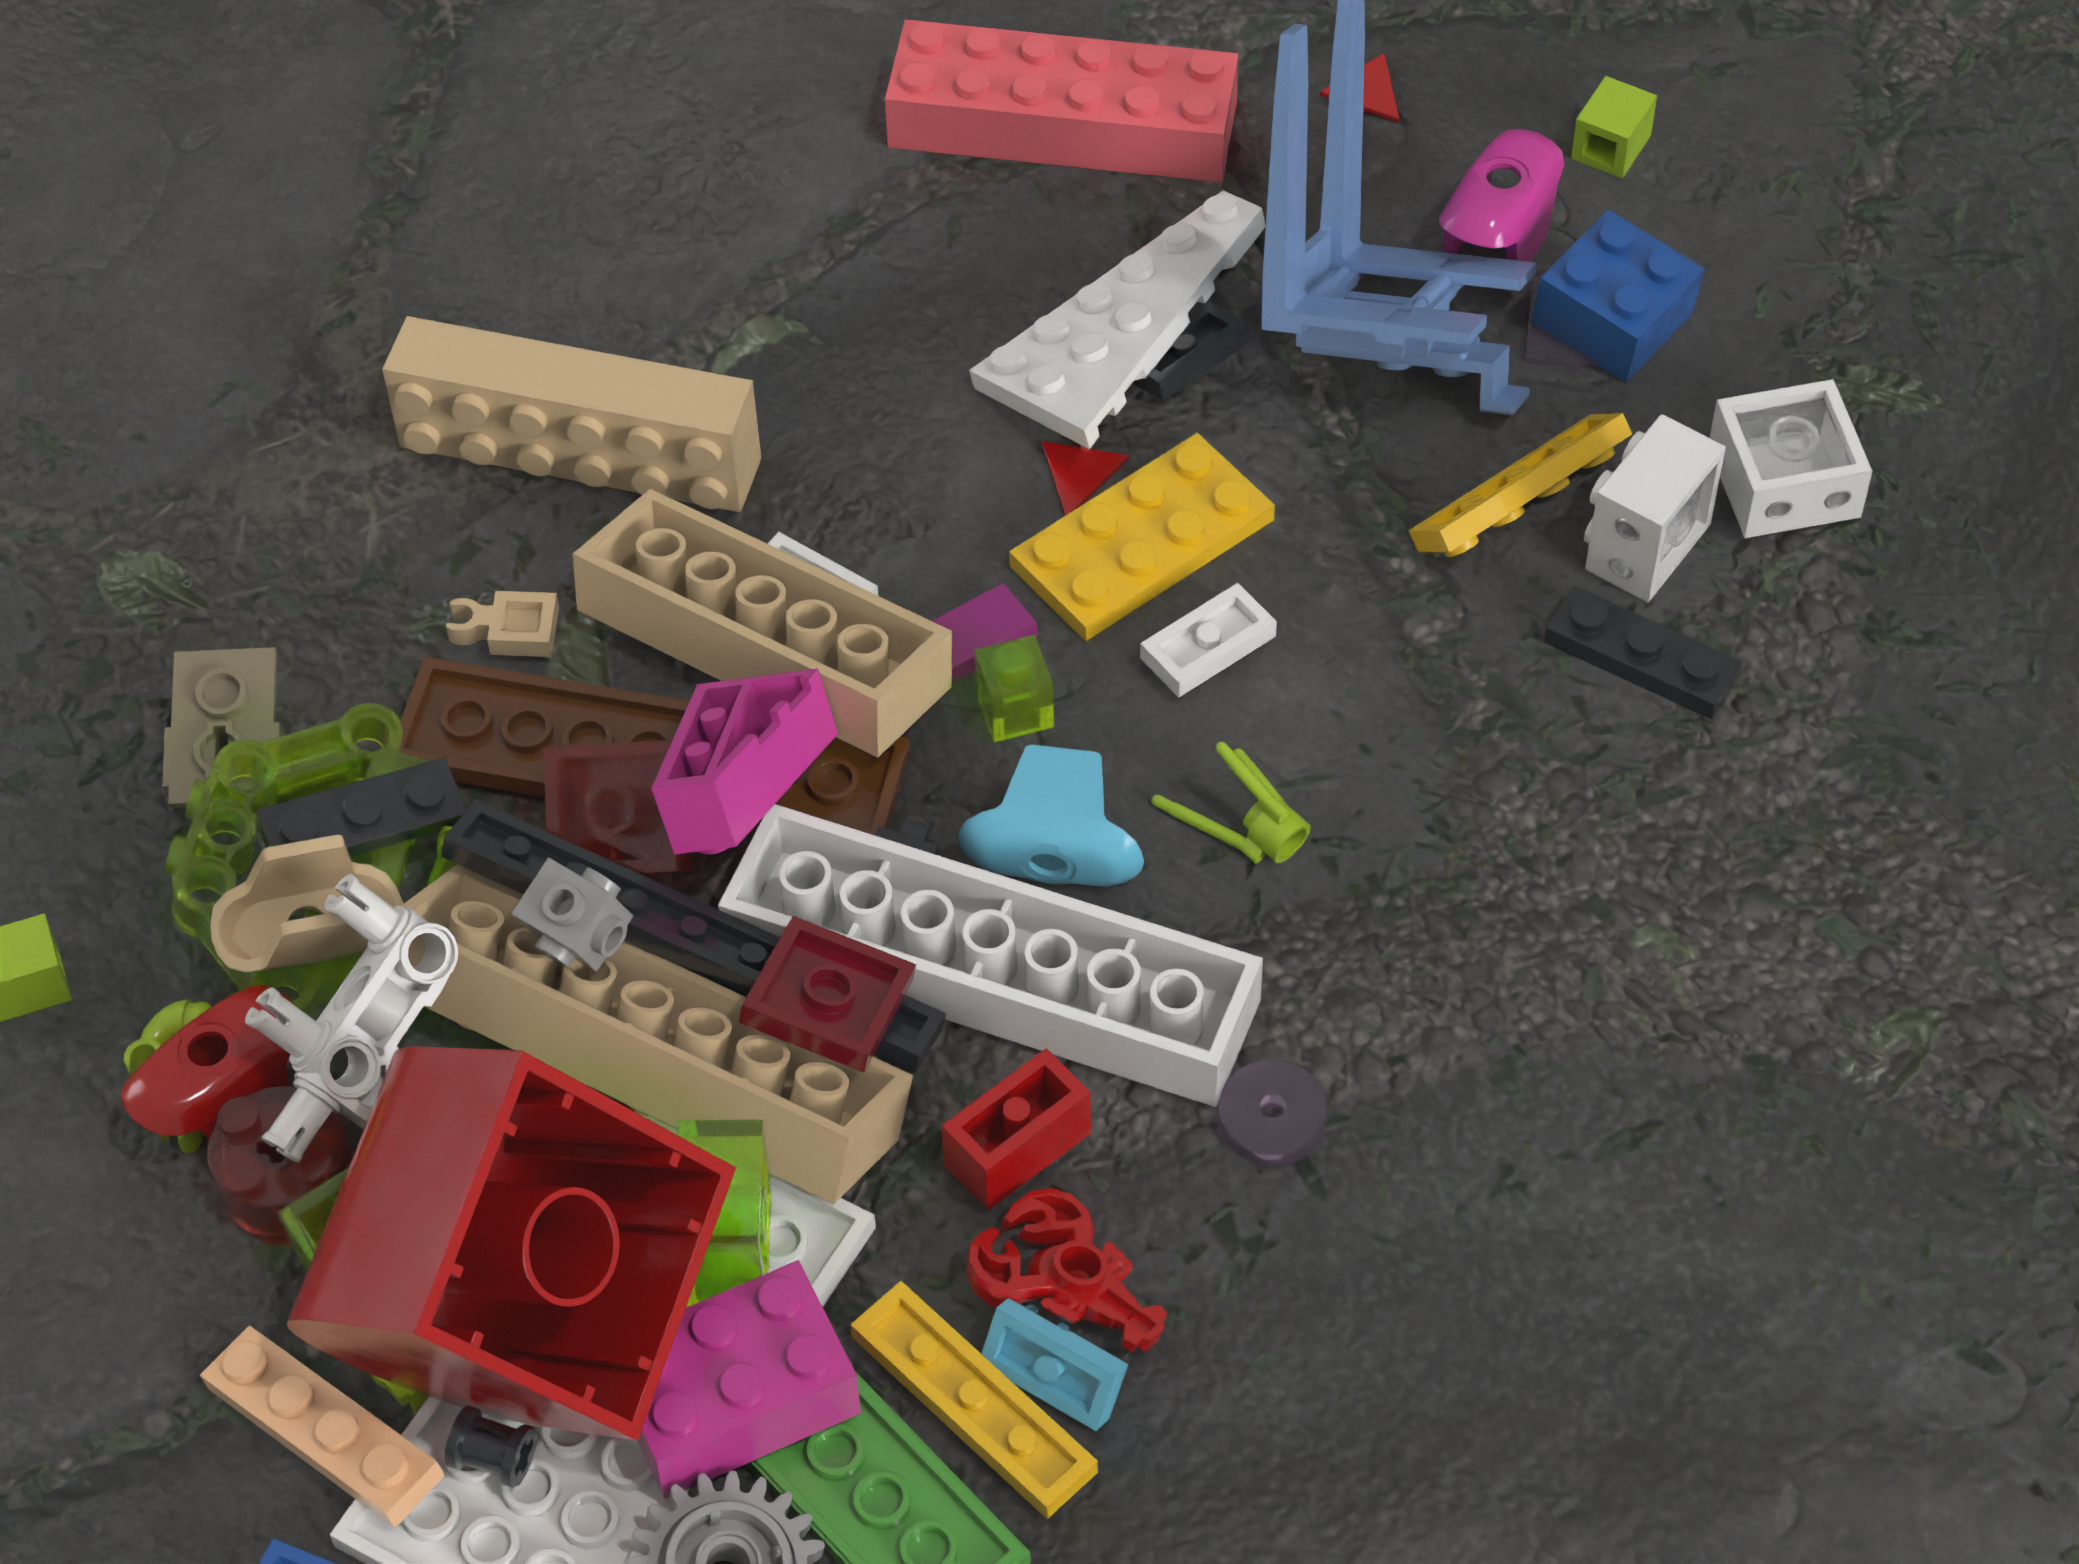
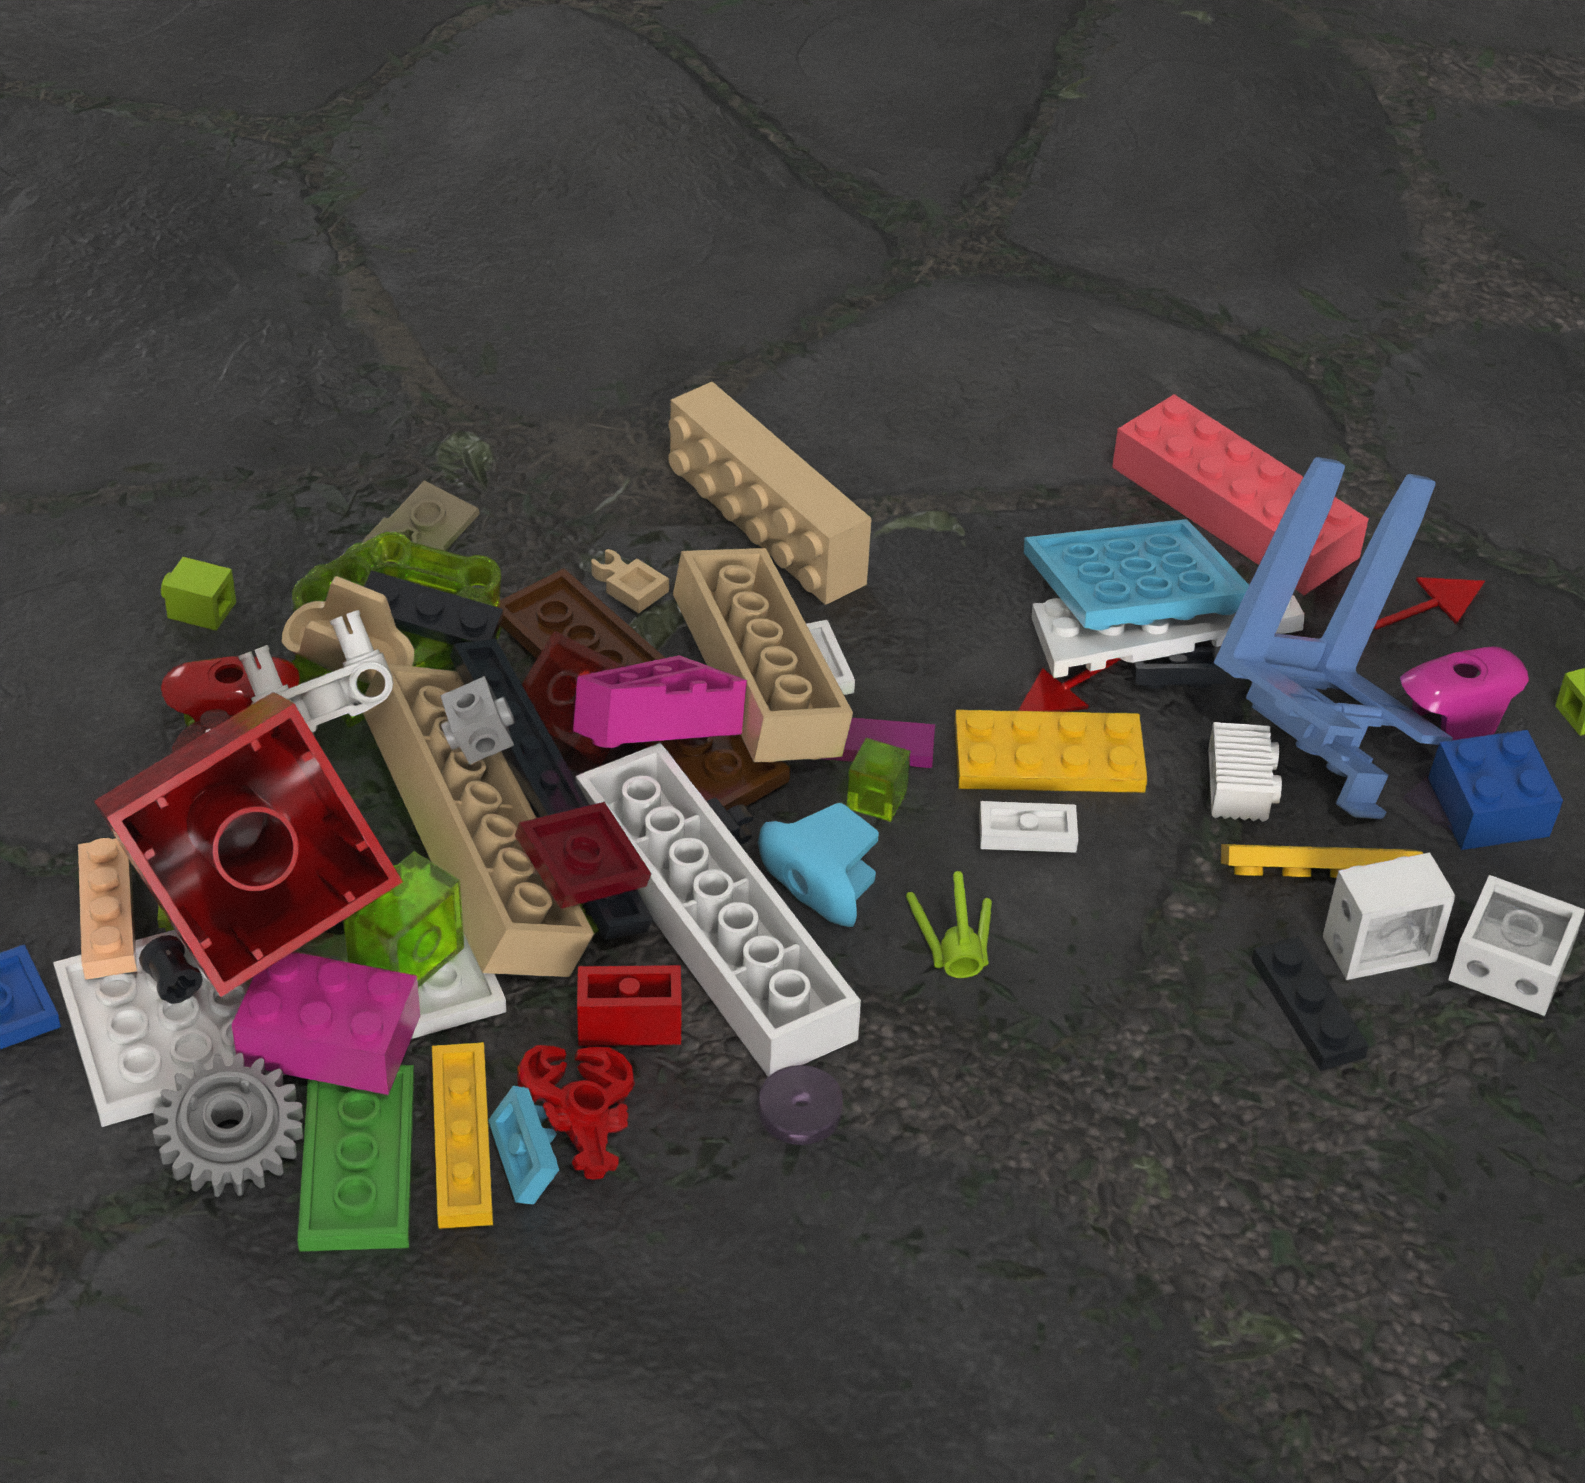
camera: 35 degrees right, 10 degrees down
(1060, 266) = (1137, 573): none -> medium azure plate
(1359, 433) = (1242, 771): none -> white brick

